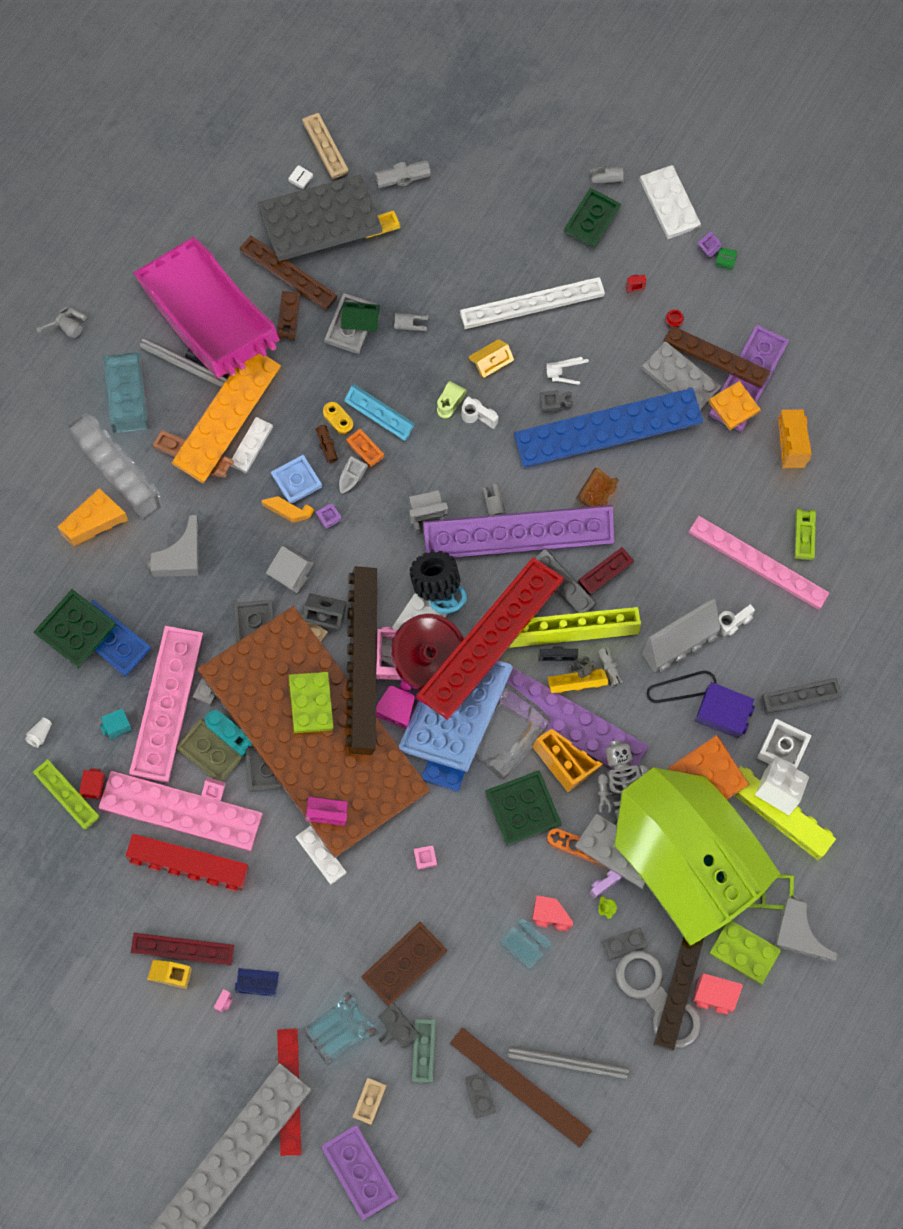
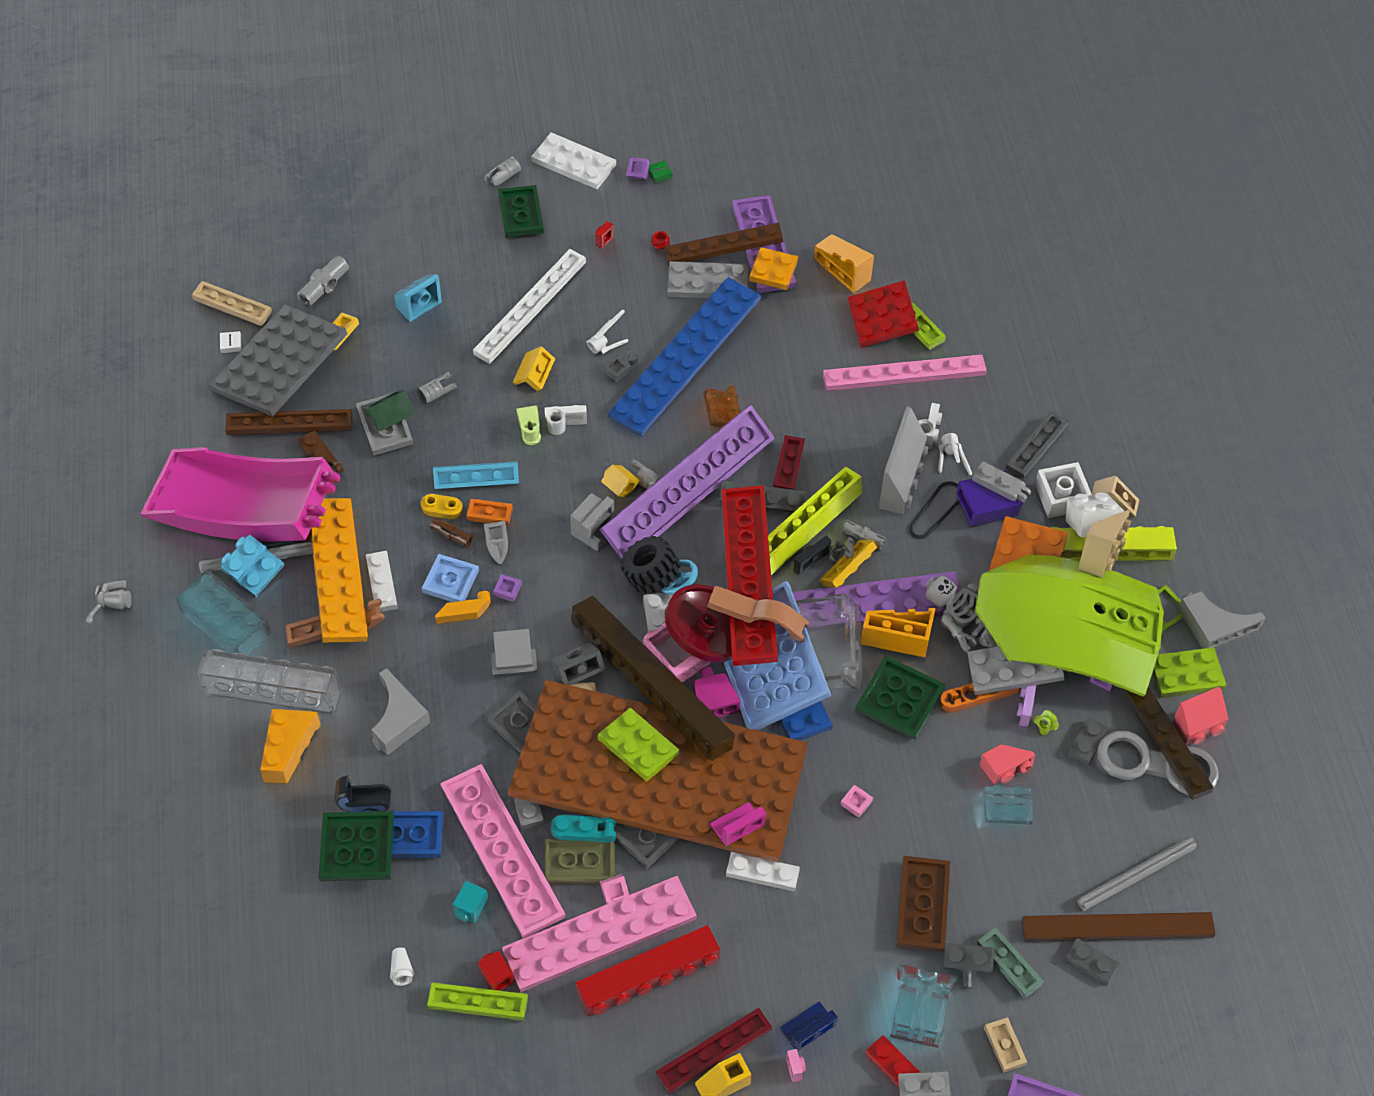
camera: 35 degrees left, 15 degrees down
(108, 595) = (361, 796): none -> black animal
(173, 368) = (251, 565): none -> medium azure plate
(457, 237) = (419, 297): none -> medium azure slope
(465, 673) = (765, 609): none -> nougat piece
(473, 493) = (619, 480): none -> yellow brick
(736, 647) = (952, 447): none -> white plant
(740, 706) = (1001, 482): none -> light grey hinge
(760, 815) = (1104, 544): none -> tan slope
(784, 503) = (883, 313): none -> red plate
(820, 781) = (1118, 492): none -> tan slope

